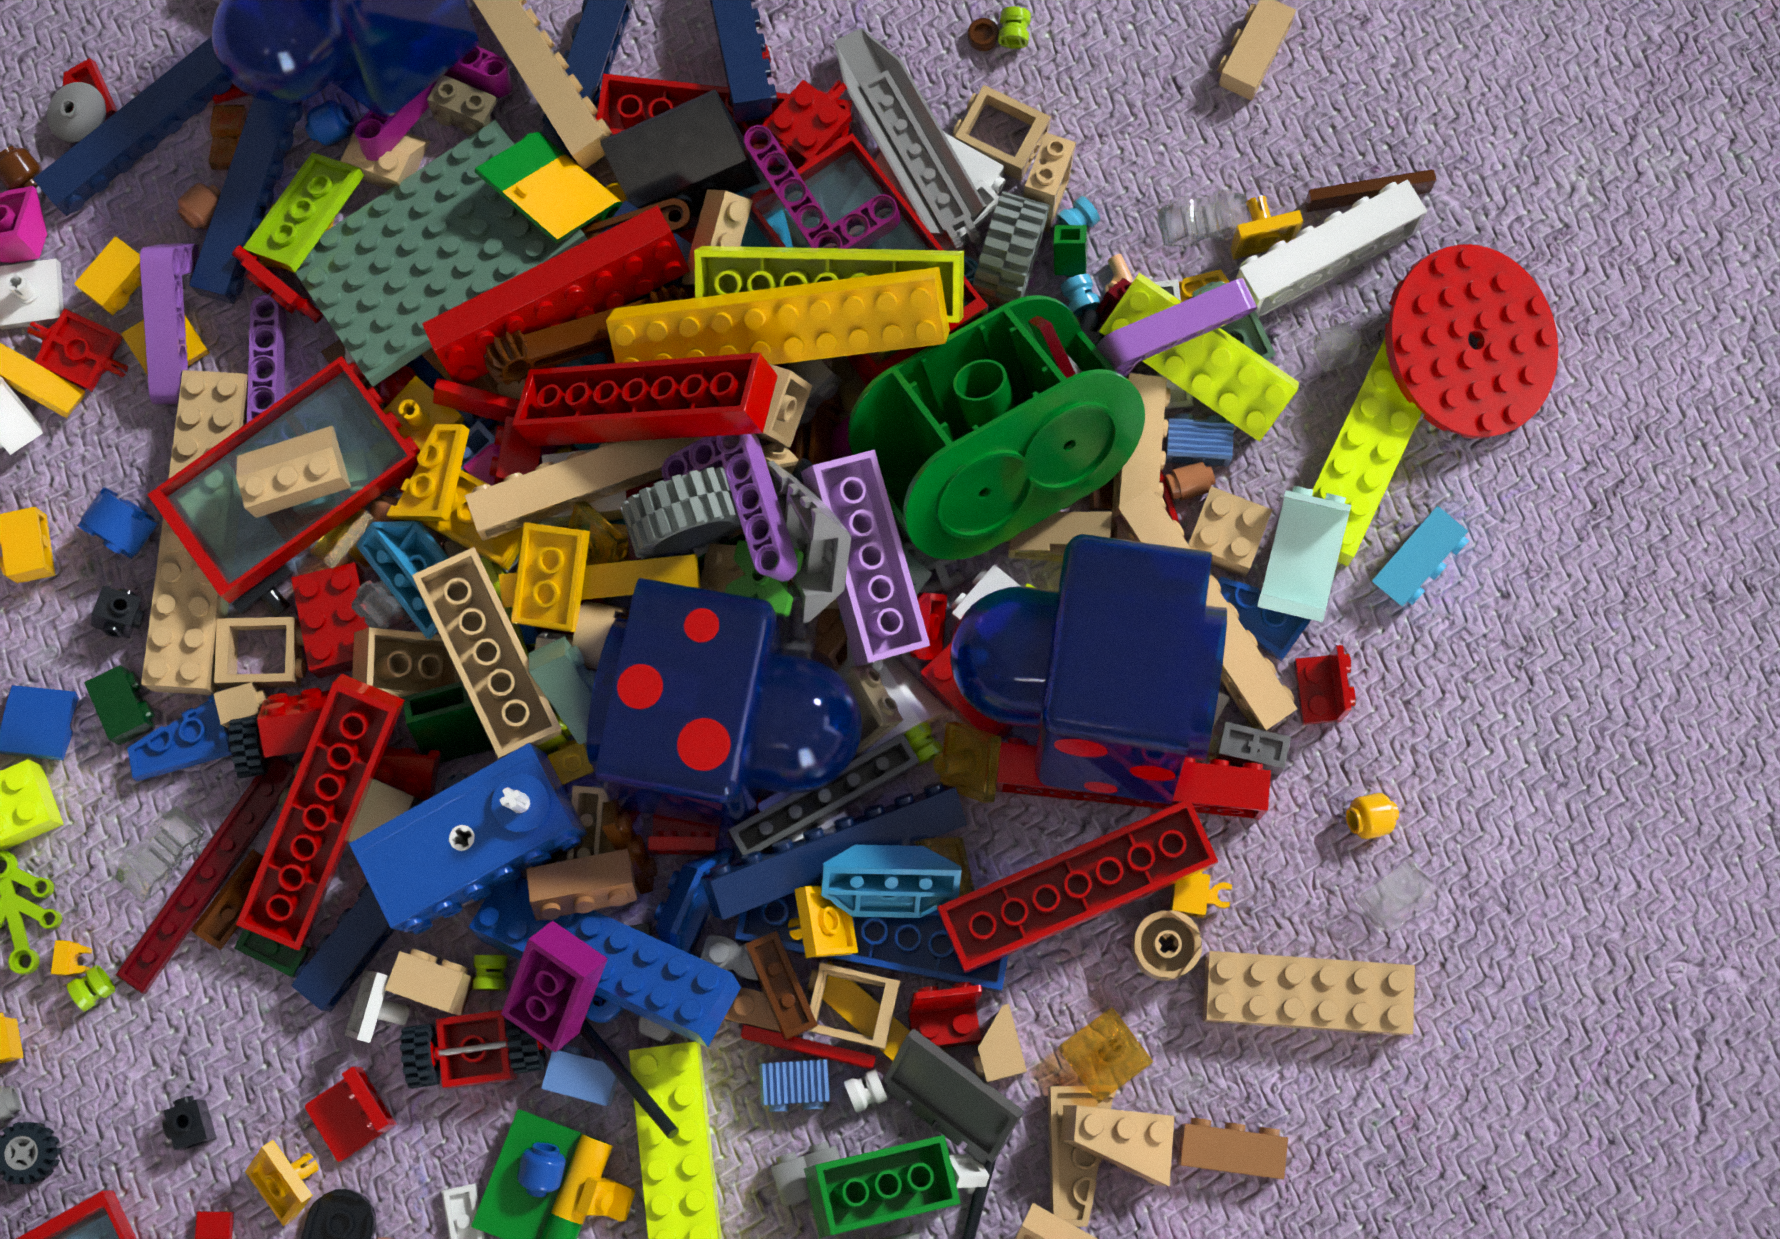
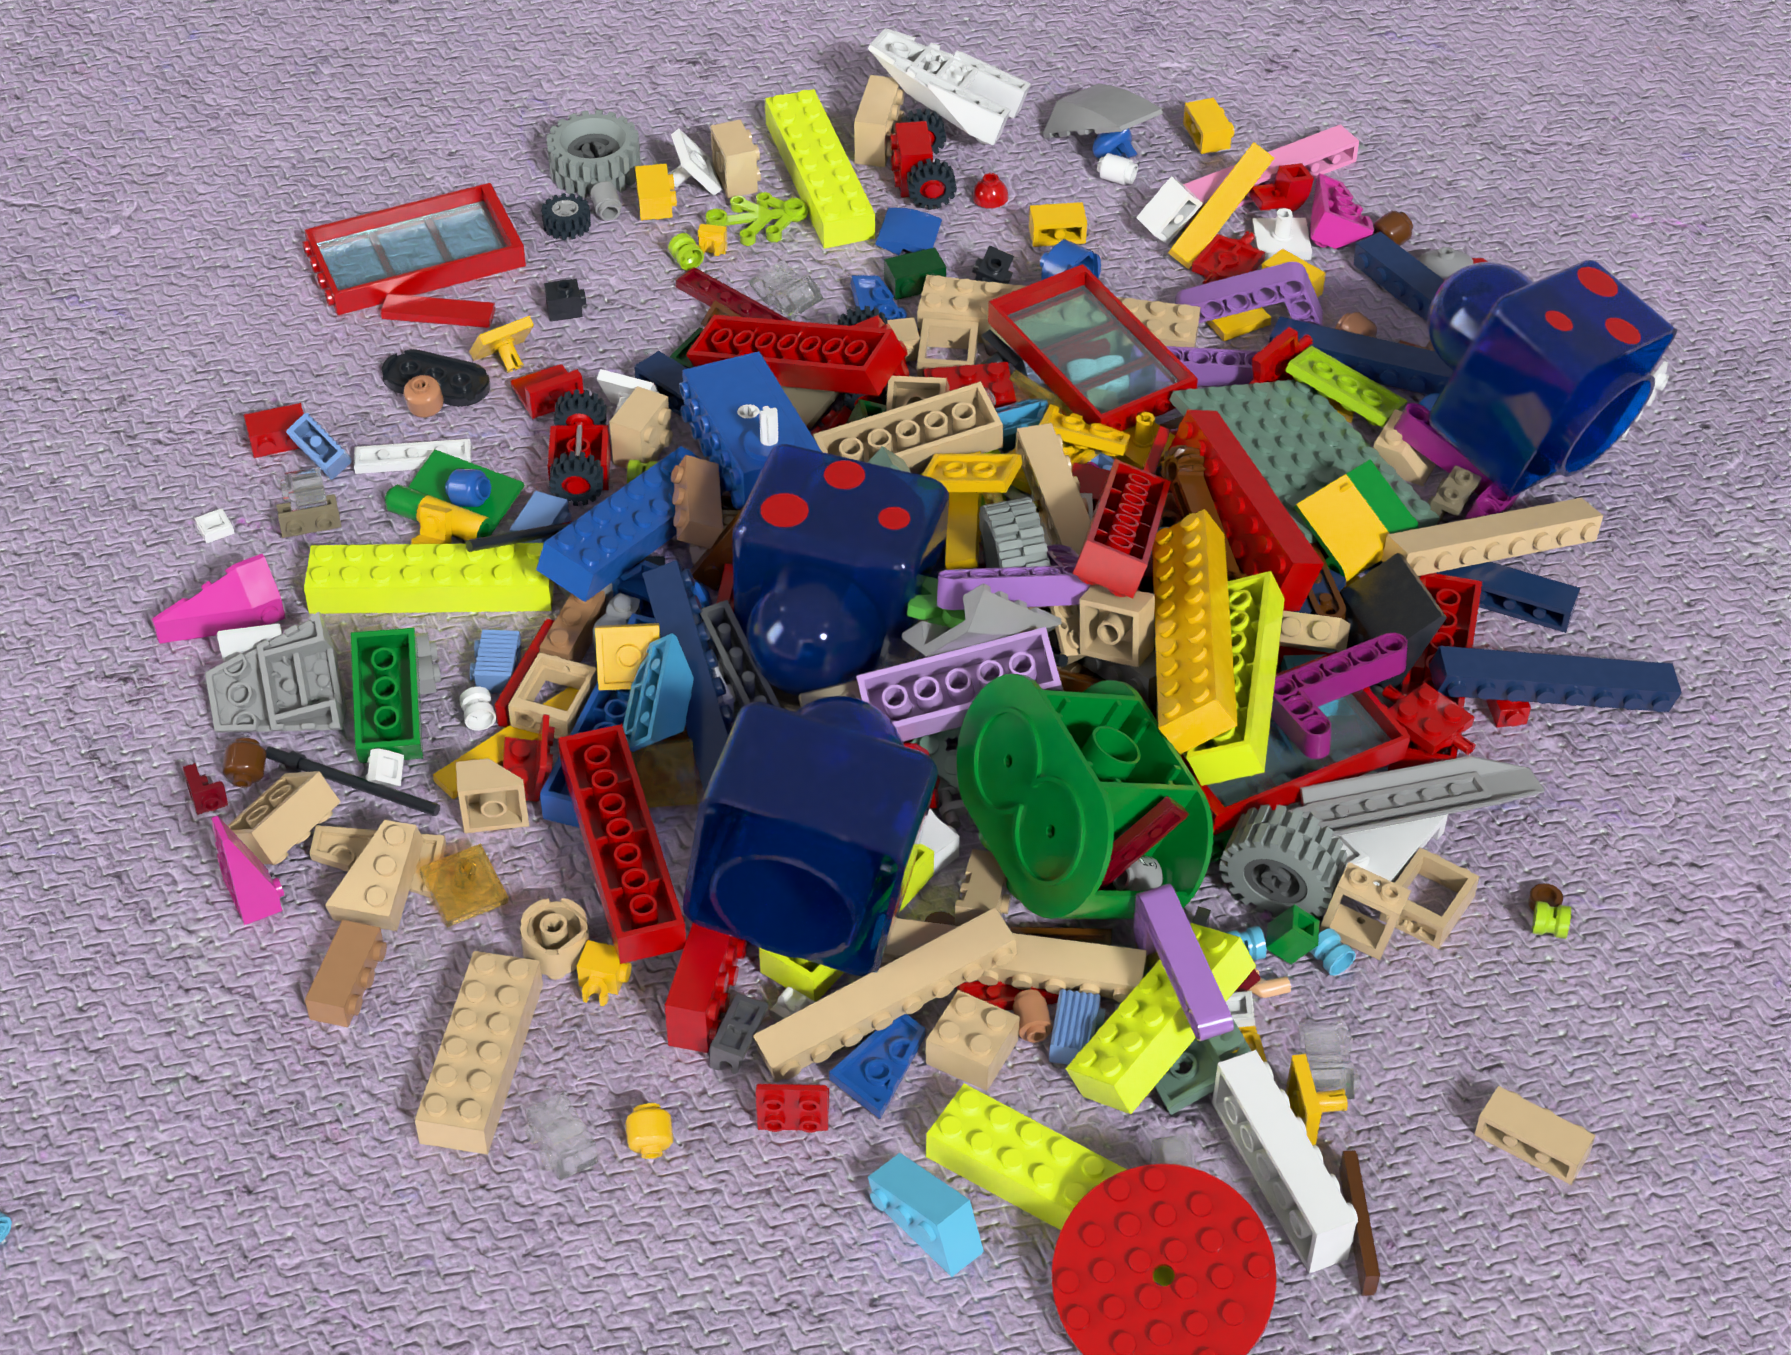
camera: 90 degrees right, 30 degrees down
(291, 472) = (1090, 338): tan slope -> none
(554, 986) = (611, 467): magenta brick -> none
(780, 985) = (573, 633): reddish brown plate -> none
(953, 1097) = (452, 752): dark grey hinge -> none
(1304, 554) = (928, 1084): light aqua panel -> none

